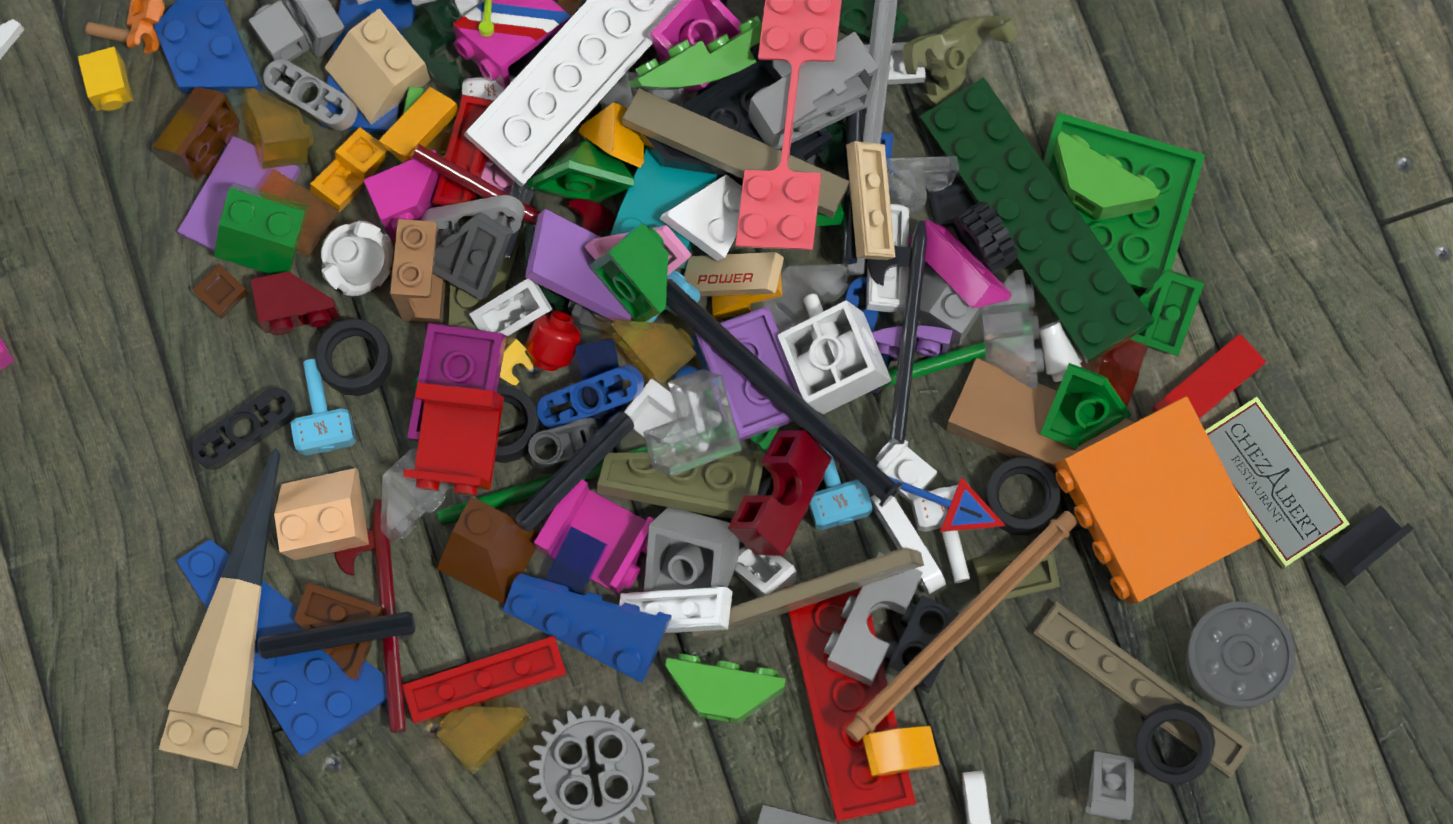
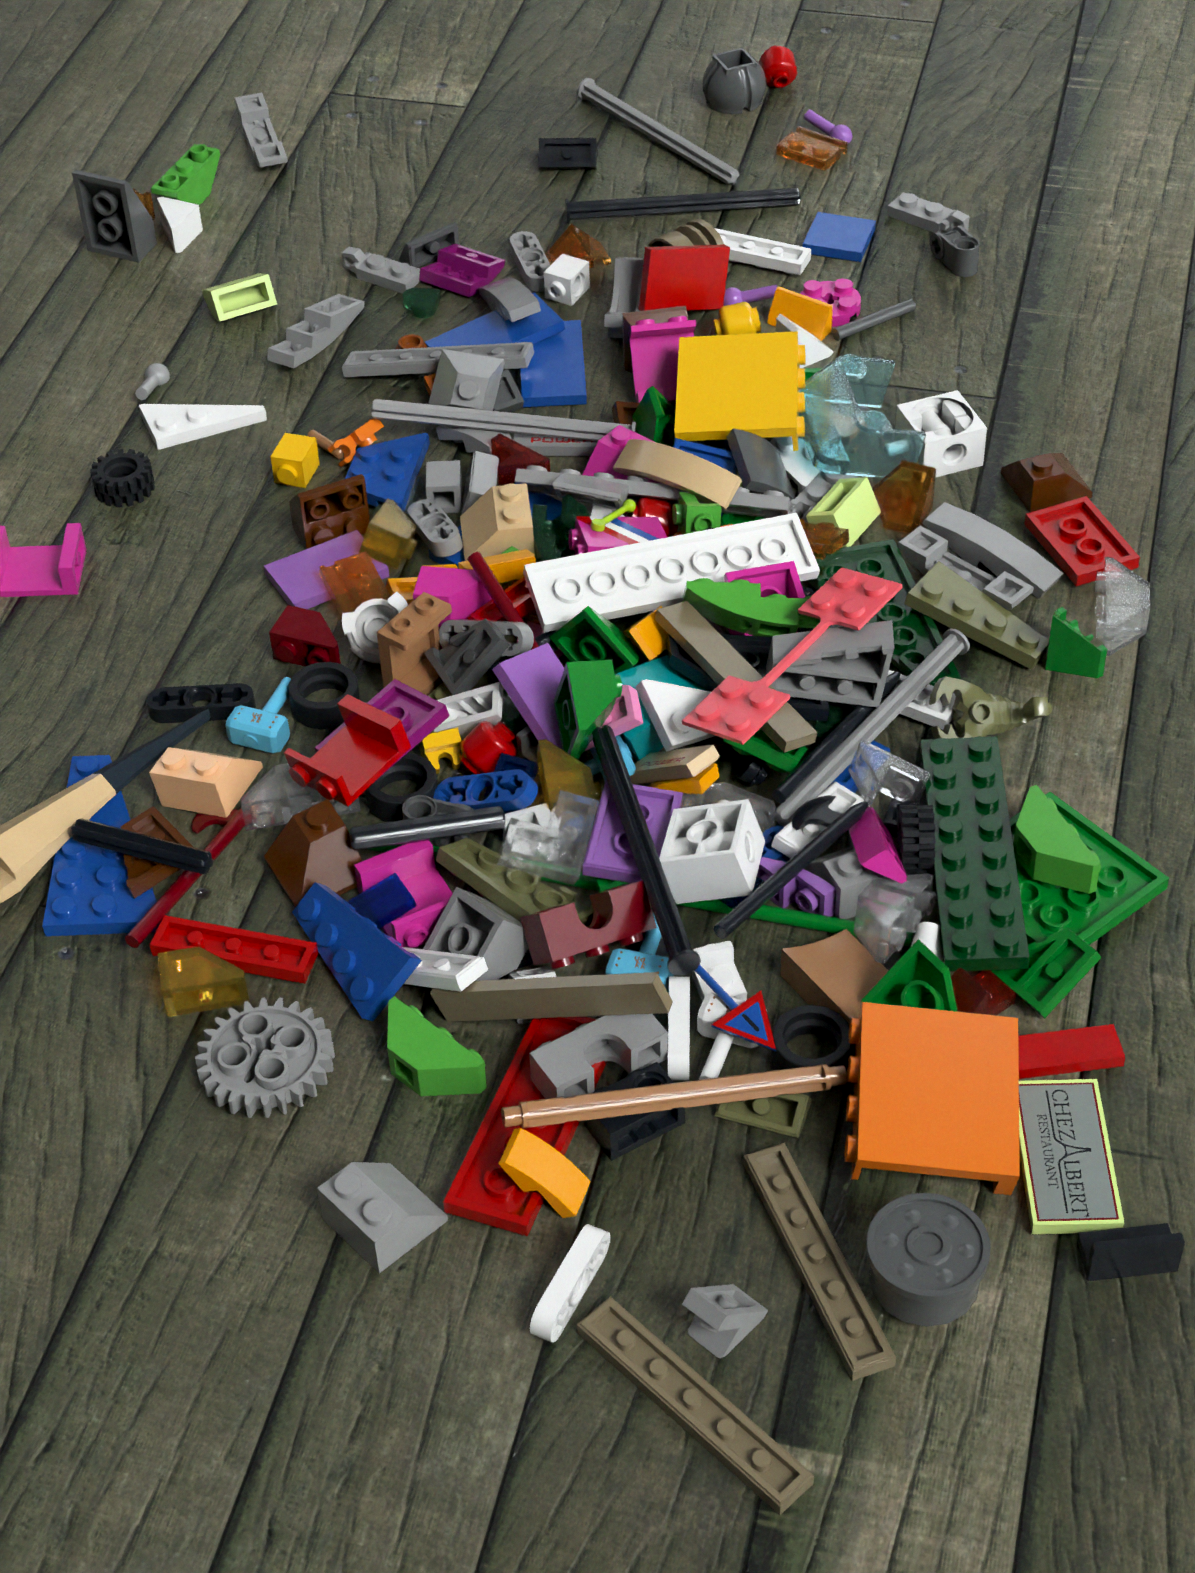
camera: 30 degrees right, 30 degrees down
(220, 291) = (260, 612): reddish brown plate -> none
(260, 229) = (320, 574): green slope -> none
(870, 200) = (827, 758): tan tile -> none
(1158, 769) = (796, 1279): black tyre -> none

